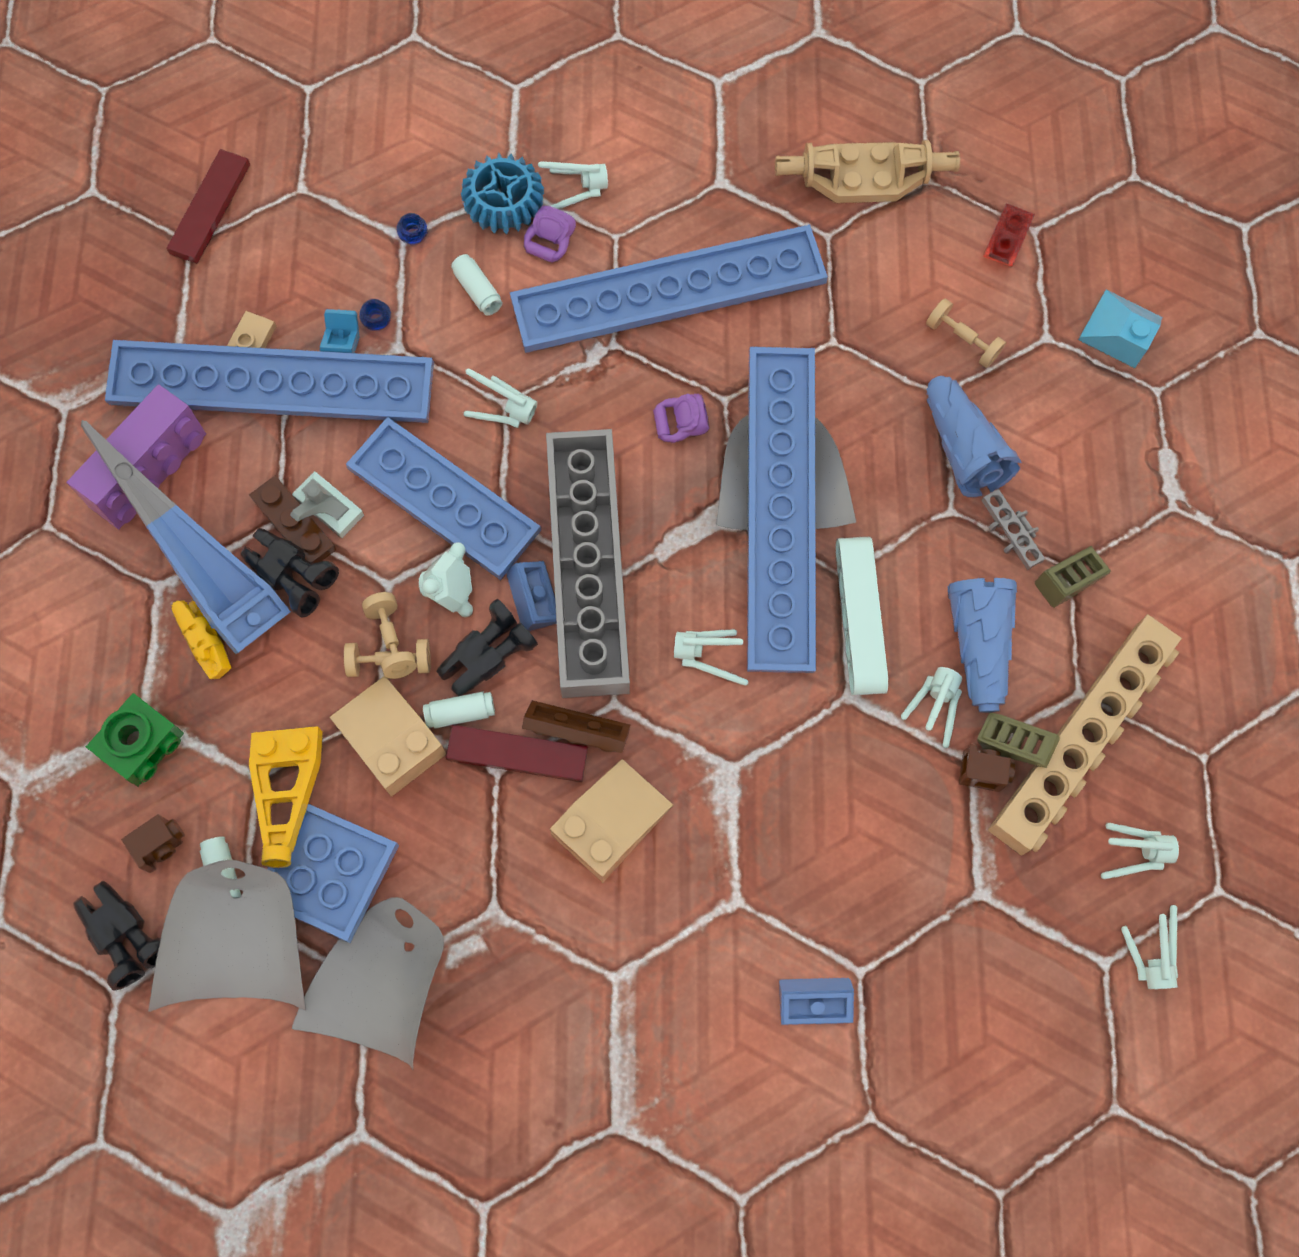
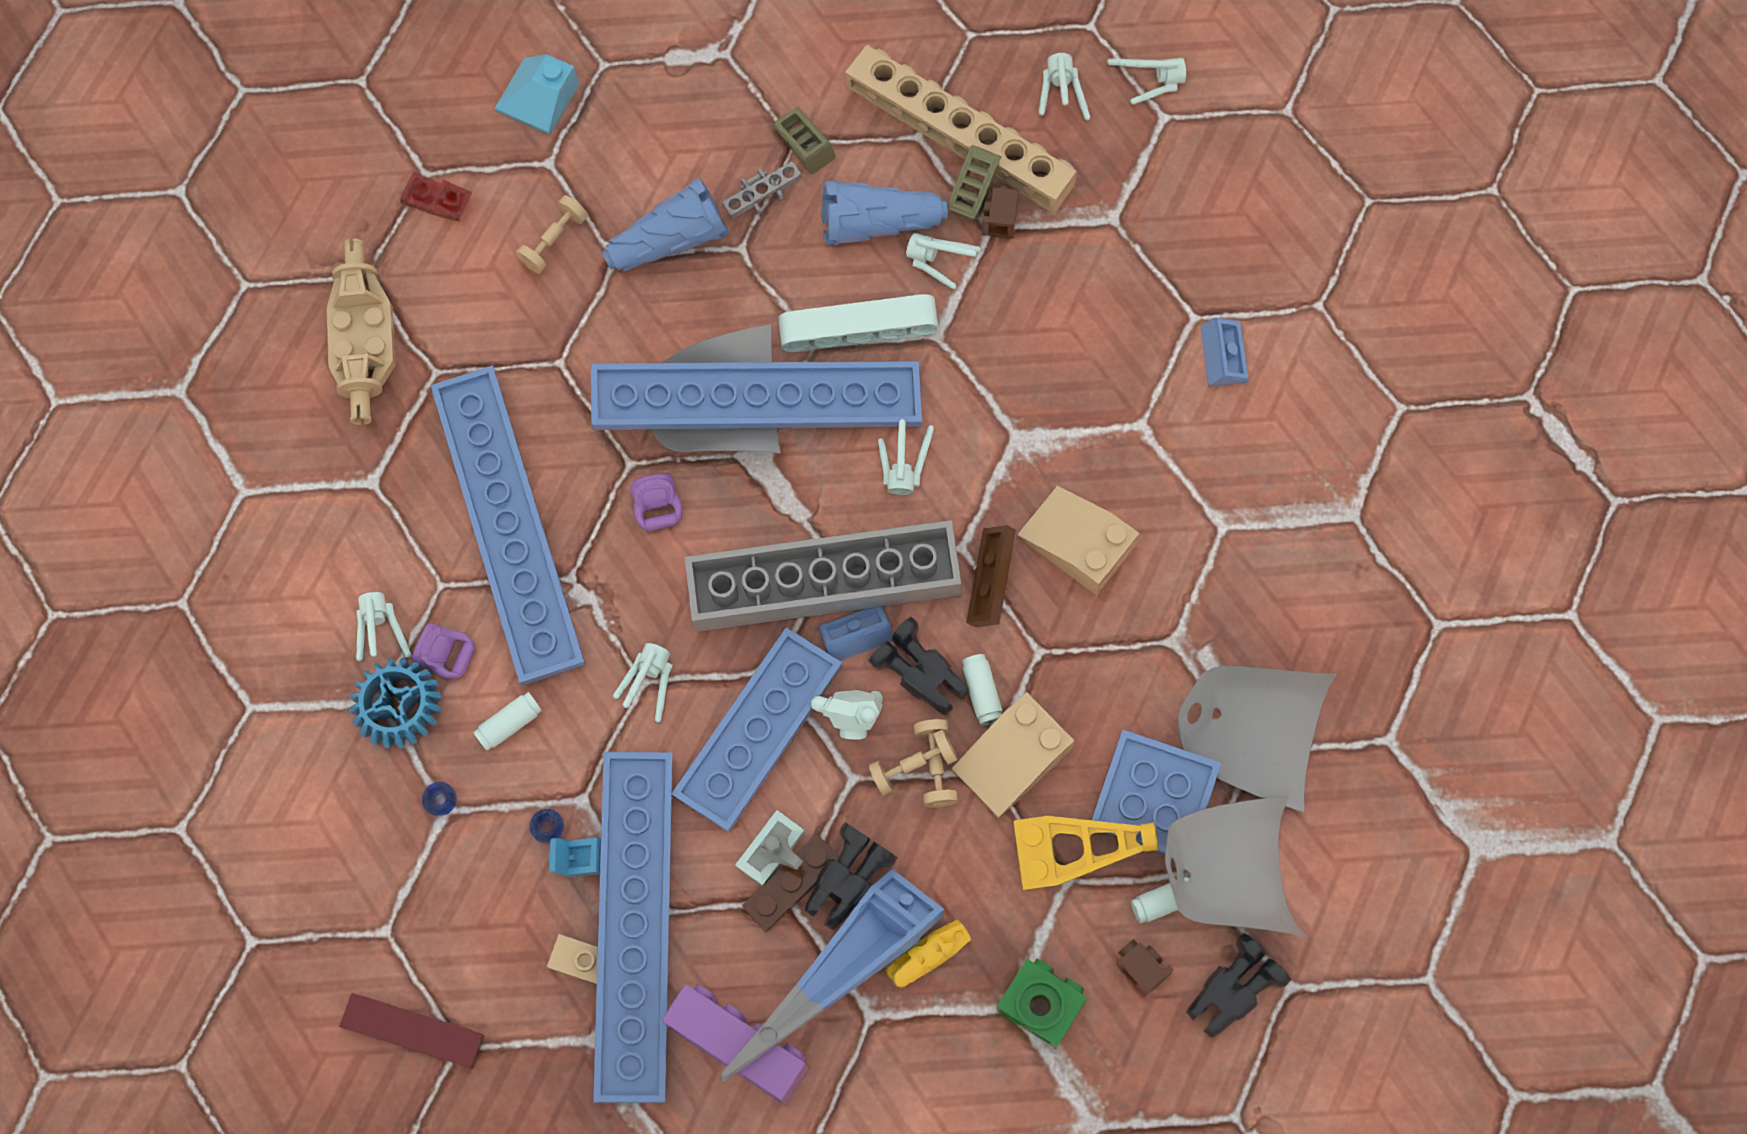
camera: 85 degrees left, 0 degrees up
(517, 753) = (1020, 631): dark red tile -> none

